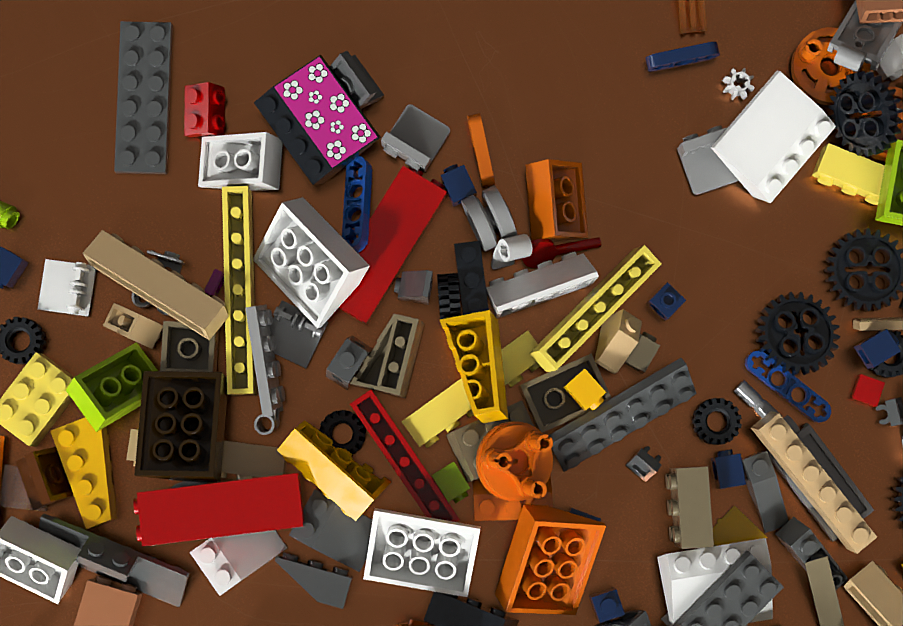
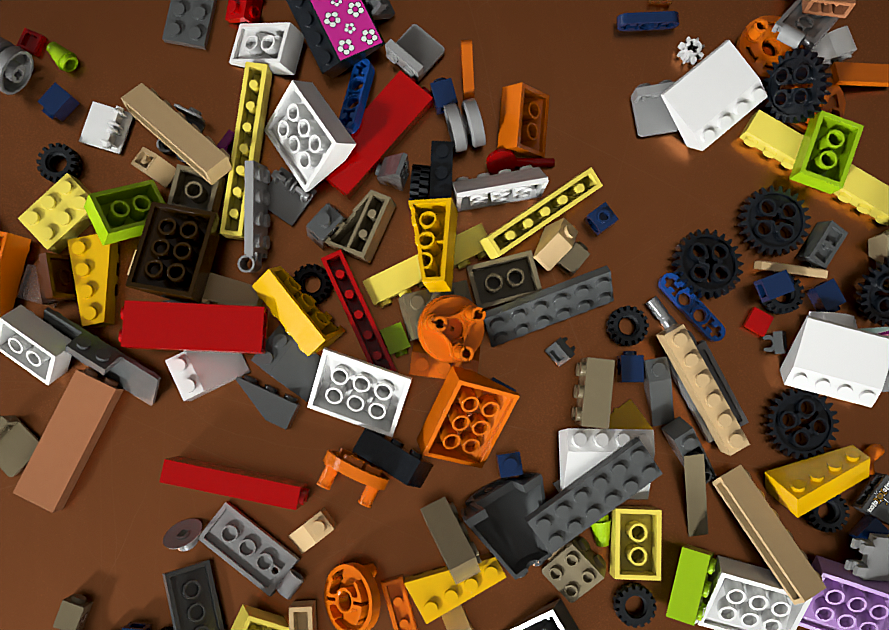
camera: 10 degrees right, 0 degrees up
(511, 249) = (476, 153): white panel -> none
(585, 390) = (521, 278): yellow brick -> none

